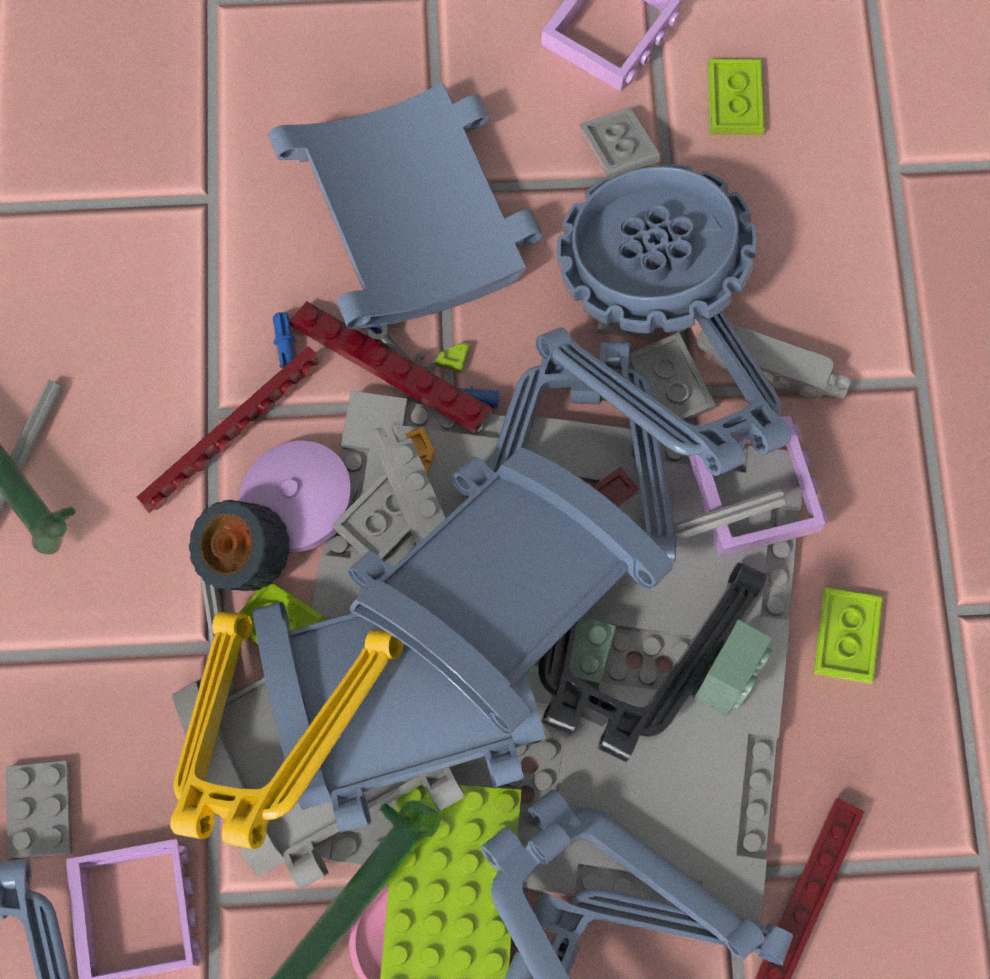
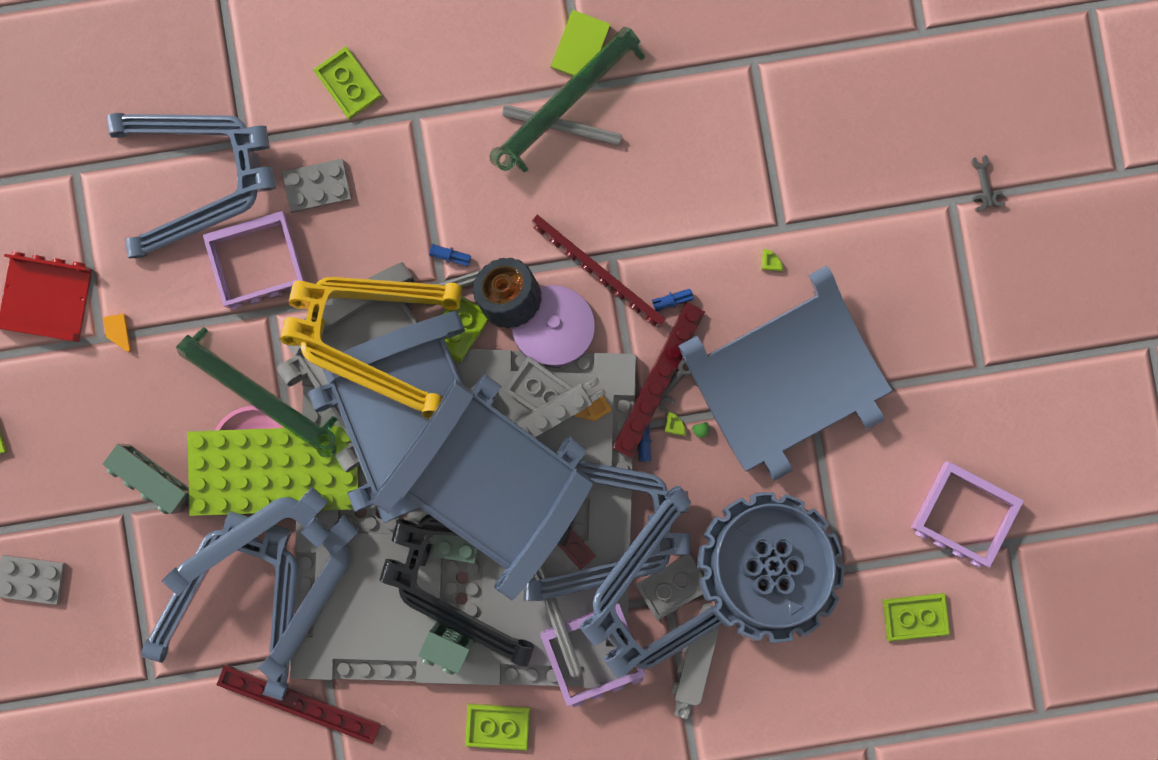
camera: 85 degrees right, 15 degrees up
(174, 628) = (450, 255): none -> blue axle
(253, 215) = (771, 261): none -> lime tile
(464, 323) = (701, 430): none -> bright green hinge
(619, 142) = (859, 531): light grey plate -> none

